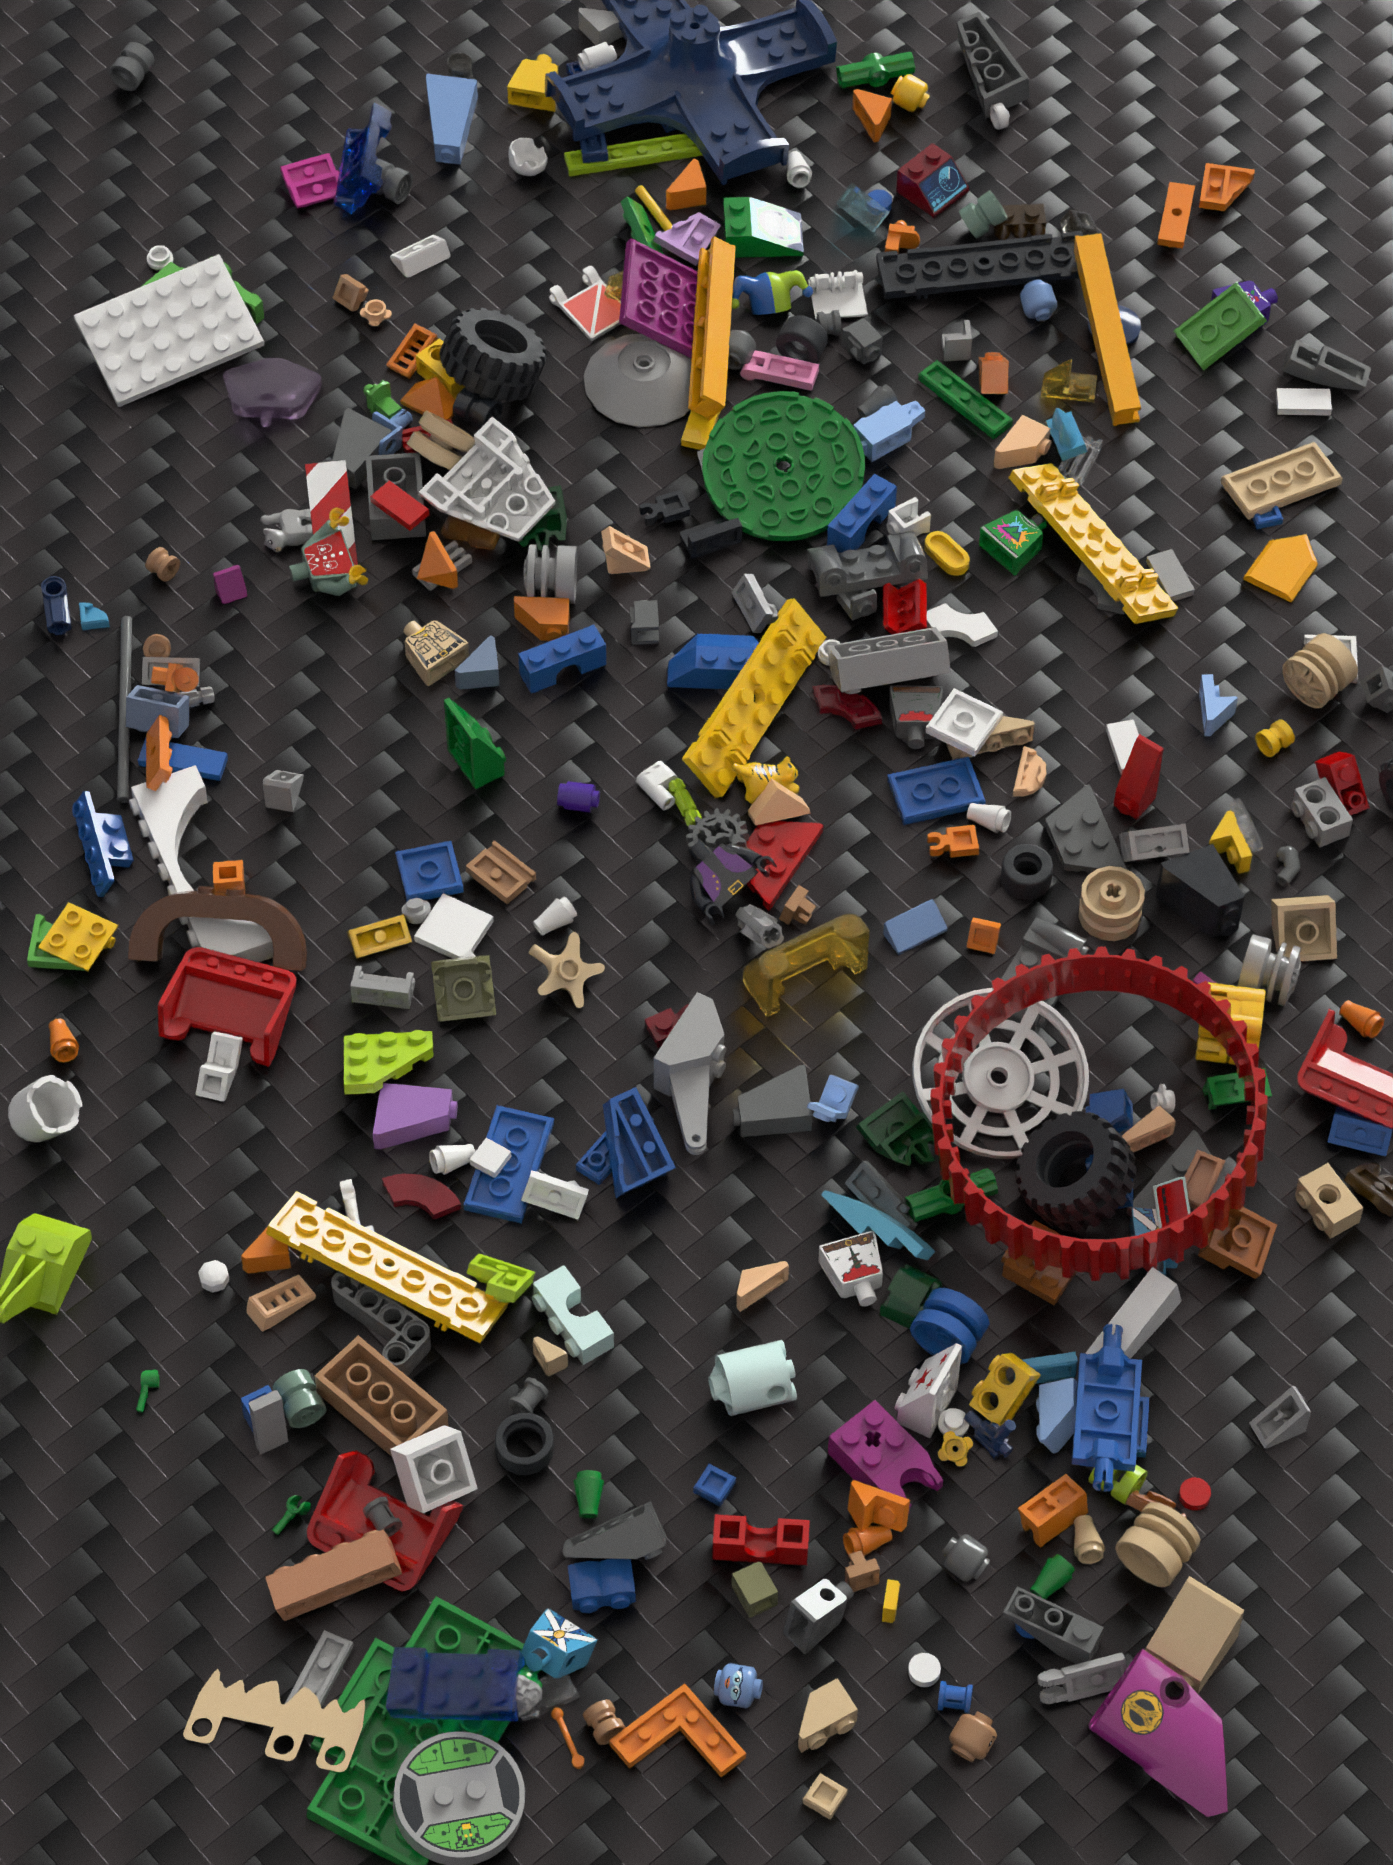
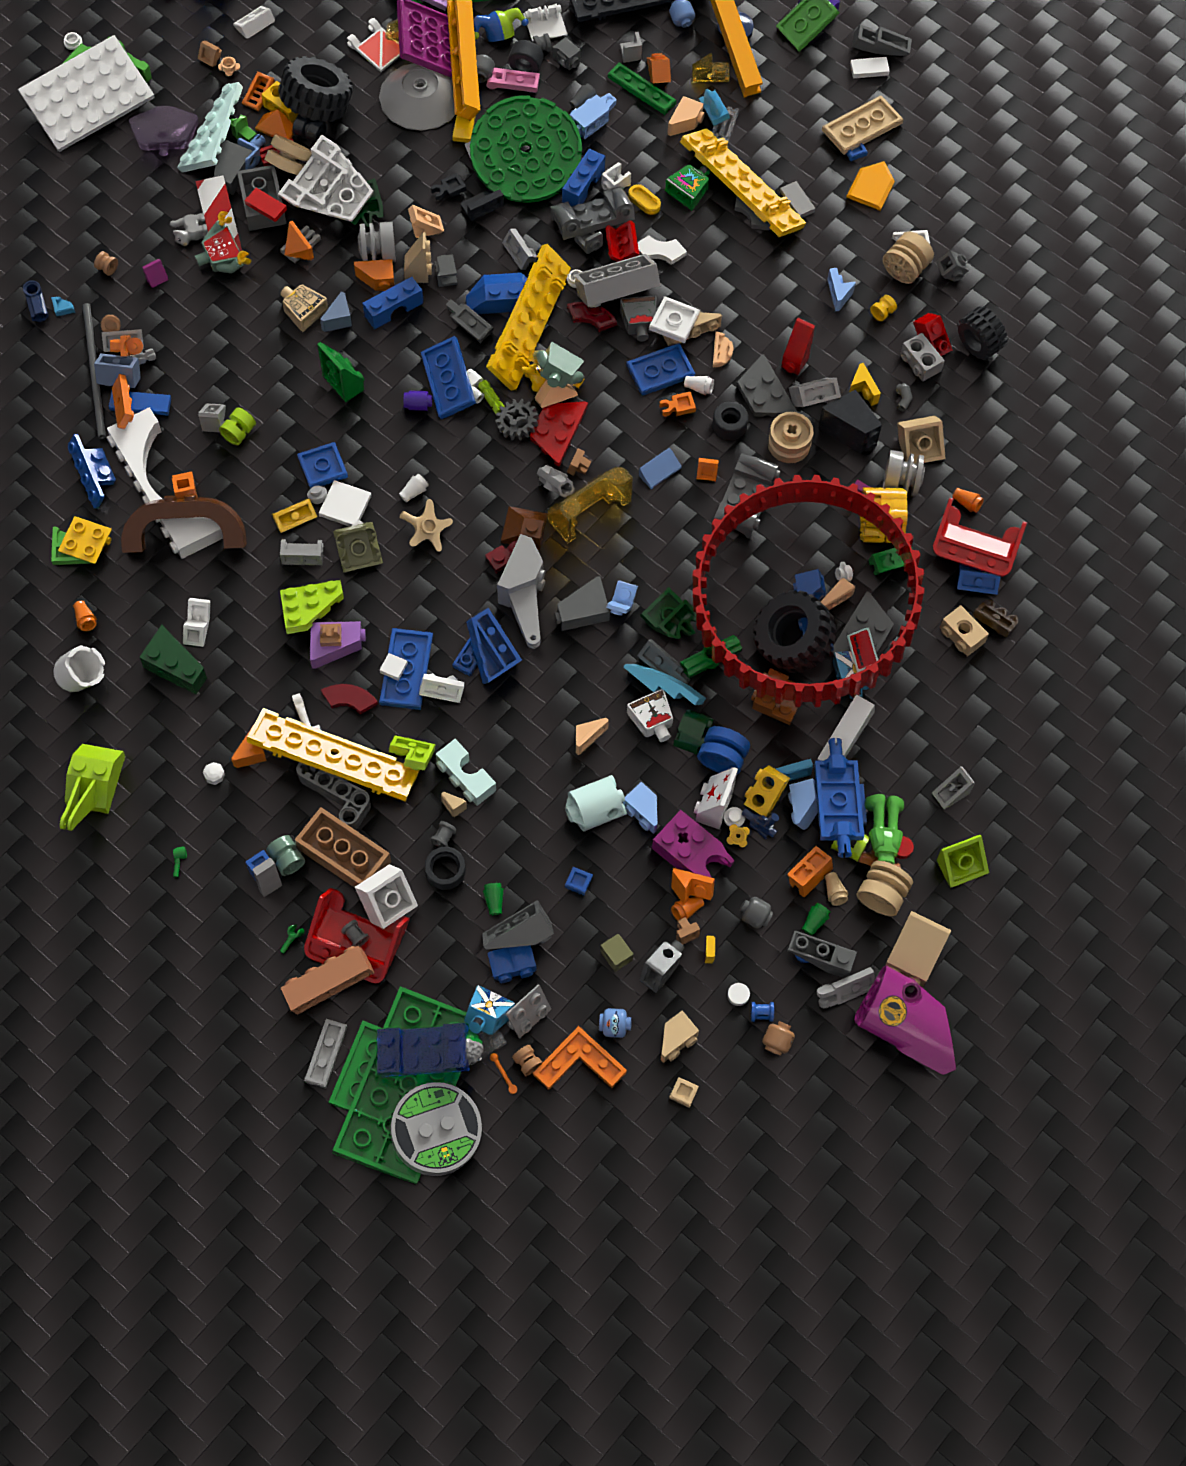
camera: 10 degrees left, 10 degrees up
(178, 1116) = (173, 662): none -> dark green wedge
(228, 997) = (197, 573): red windscreen -> none
(263, 1312) = (252, 795): light nougat slope -> none
(294, 1719) = (314, 1085): tan piece -> none
(314, 806) = (237, 427): none -> lime wheel
(339, 400) = (212, 133): none -> light aqua wing
(406, 1102) = (330, 635): none -> medium nougat tile
(450, 1157) = (363, 670): white cone -> none
(475, 535) = (314, 218): clear orange slope -> none
(500, 872) = (371, 460): medium nougat plate -> none
(606, 604) = (418, 260): none -> tan slope
(614, 1653) = (528, 1011): none -> light grey hinge
(626, 769) = (448, 377): none -> blue tile
(669, 695) = (469, 321): none -> dark grey hinge
(710, 980) = (526, 523): none -> reddish brown slope
(722, 874) = (525, 446): black torso -> none
(779, 1545) = (627, 919): red arch -> none
(786, 768) = (558, 366): none -> sand green torso
(821, 1390) = (643, 806): none -> light blue slope
(1014, 1065) = (744, 565): white dish -> none
(1122, 739) = (783, 322): white tile -> none
(1168, 1477) = (885, 840): none -> bright green piece
(1202, 1177) = (878, 625): nougat tile -> none
(1242, 1243) = (912, 669): dark orange plate -> none
(1246, 825) = (873, 372): clear tile -> none
(1281, 1521) = (963, 861): none -> lime slope

